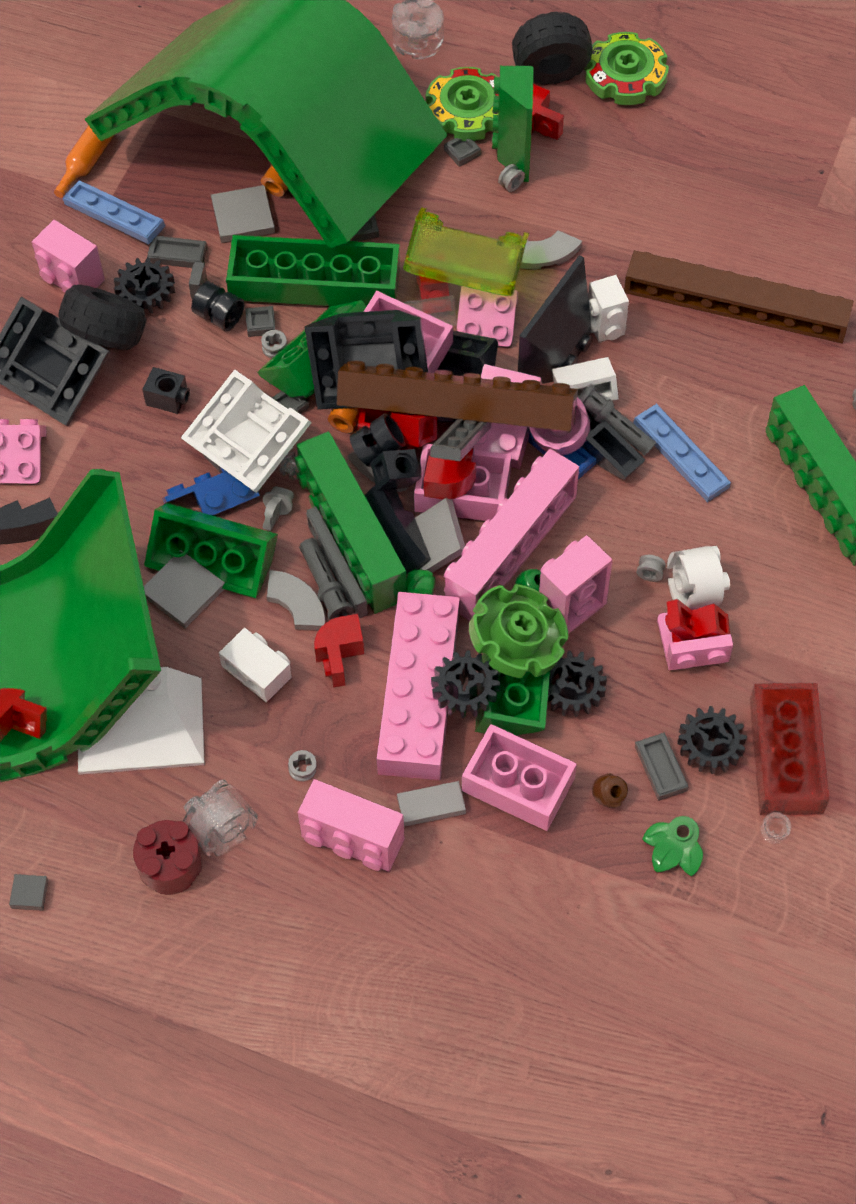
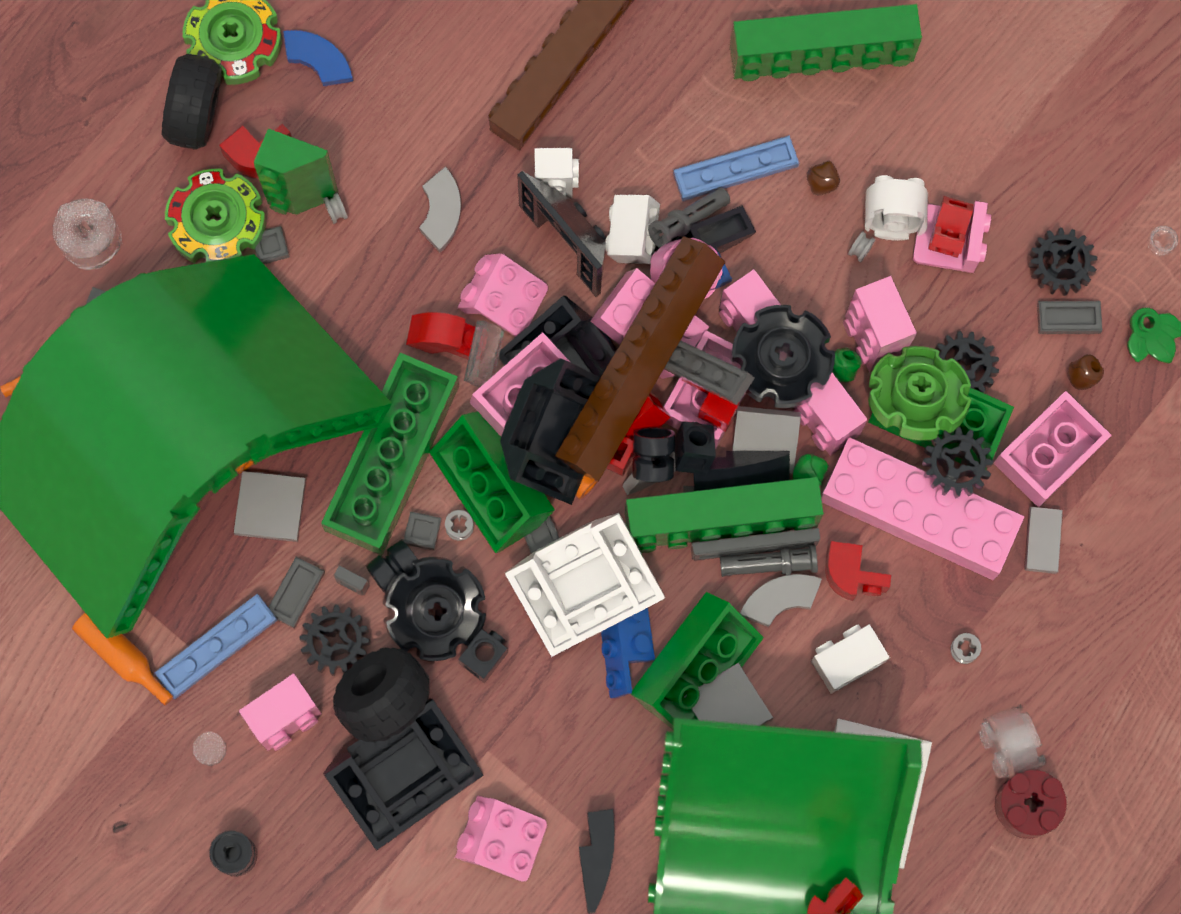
camera: 75 degrees left, 15 degrees up
(27, 233) = (209, 748): none -> clear tile
(210, 332) = (414, 593): none -> black piece
(277, 503) = (664, 580): light grey piece -> none
(351, 826) = (1060, 620): bright pink brick -> none
(464, 256) = (455, 298): clear neon green windscreen -> none
(503, 503) = (806, 362): none -> black piece
(639, 131) = (319, 55): none -> blue tile
(702, 518) = (823, 178): none -> reddish brown piece
(789, 749) = (1098, 197): clear red brick -> none

